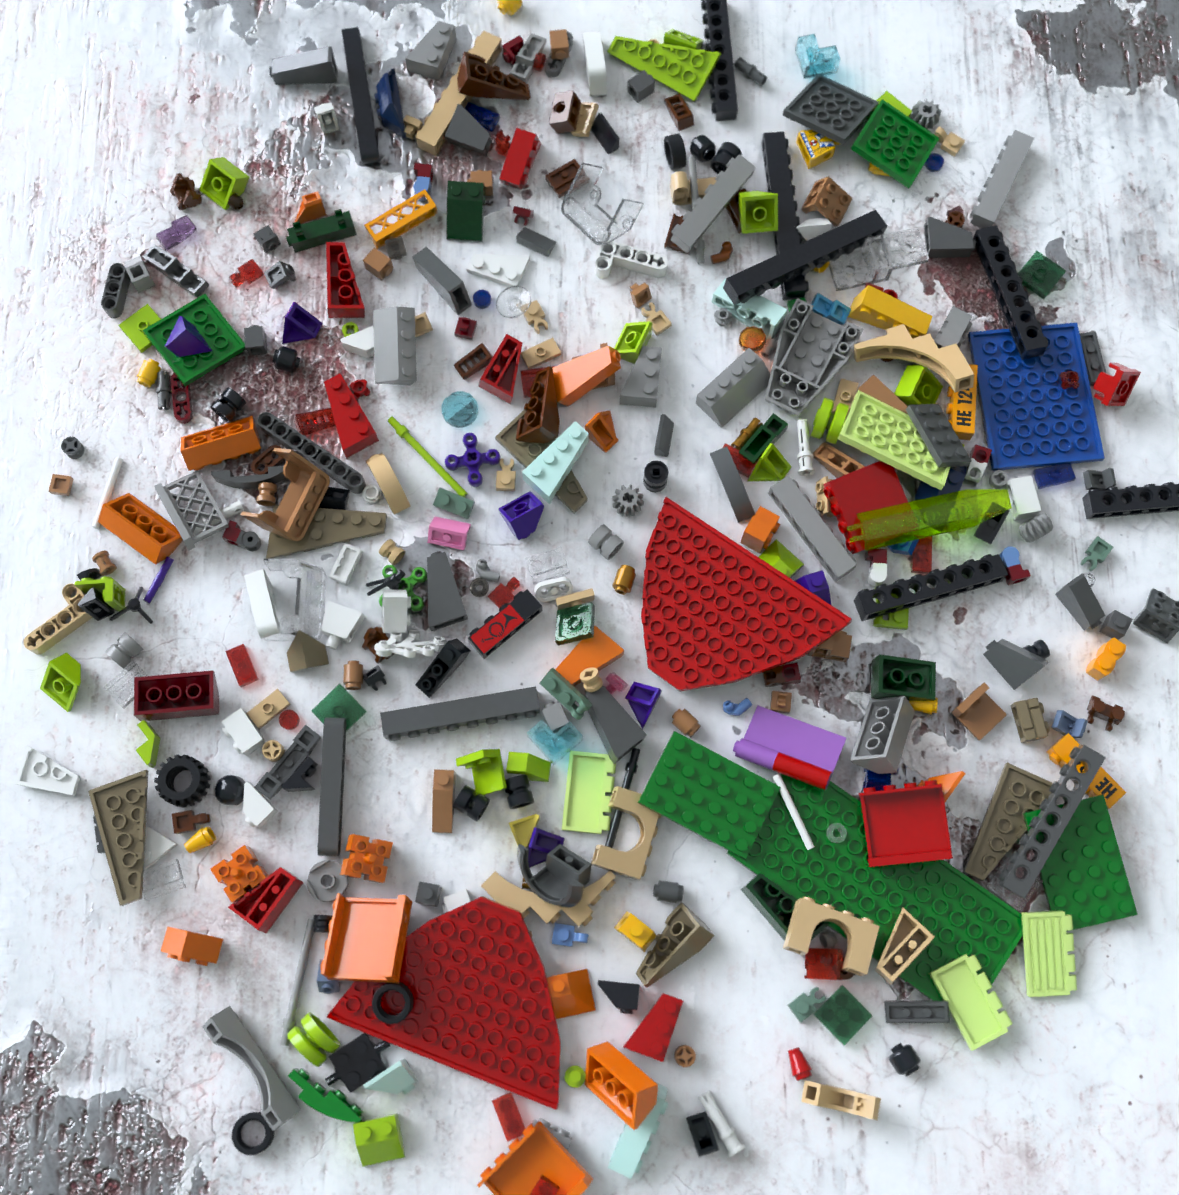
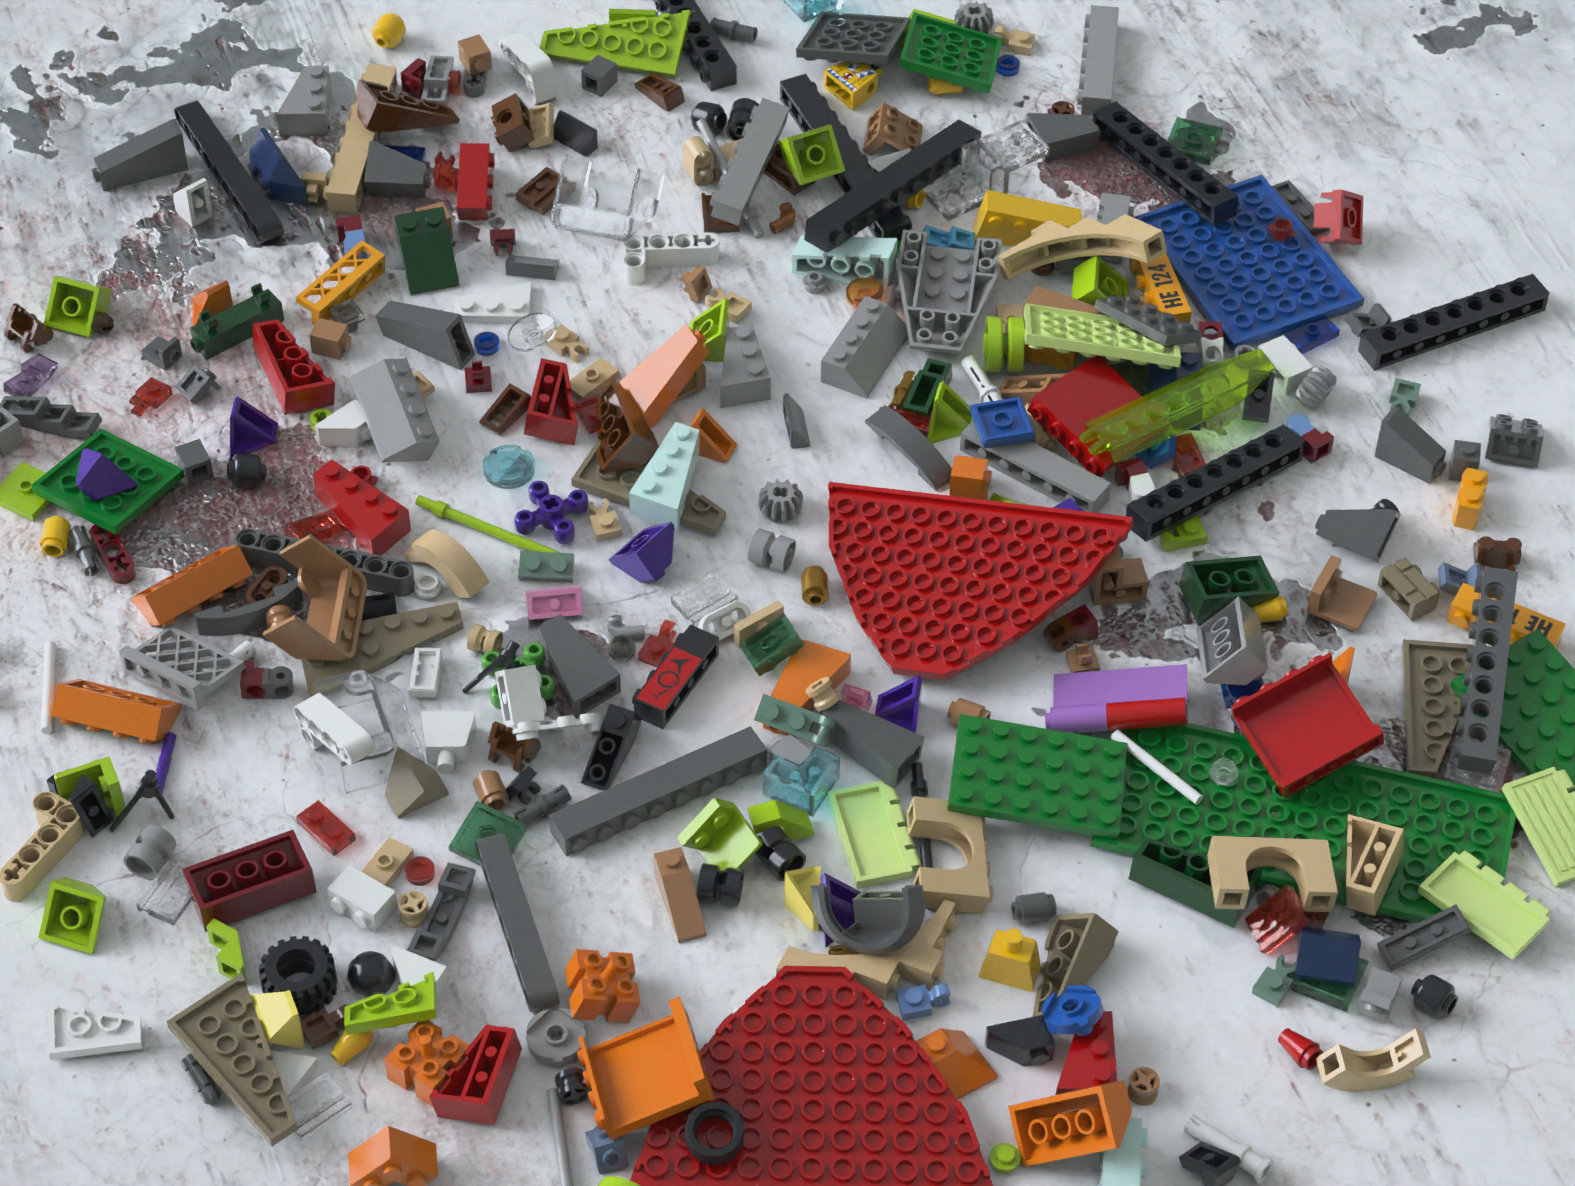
camera: 20 degrees left, 25 degrees down
(101, 557) = (70, 761): medium nougat bush -> none
(157, 812) = (279, 1018): none -> light yellow slope
(228, 404) = (185, 539): black wheel -> none
(230, 835) = (402, 1007): none -> lime wing
(297, 780) = (467, 930): black slope -> none
(382, 698) = (543, 805): none -> dark grey pin
(428, 894) = (706, 1005): dark grey brick -> none
(655, 476) = (805, 463): black wheel -> none
(660, 1006) = (1064, 1018): none -> blue plate
(675, 151) = (674, 125): black tyre -> none
(736, 709) = (1031, 685): medium blue arm -> none
(800, 491) = (1002, 422): none -> blue plate
(846, 1003) = (1327, 956): none -> dark blue slope
(869, 1044) = (1379, 994): none -> light grey brick

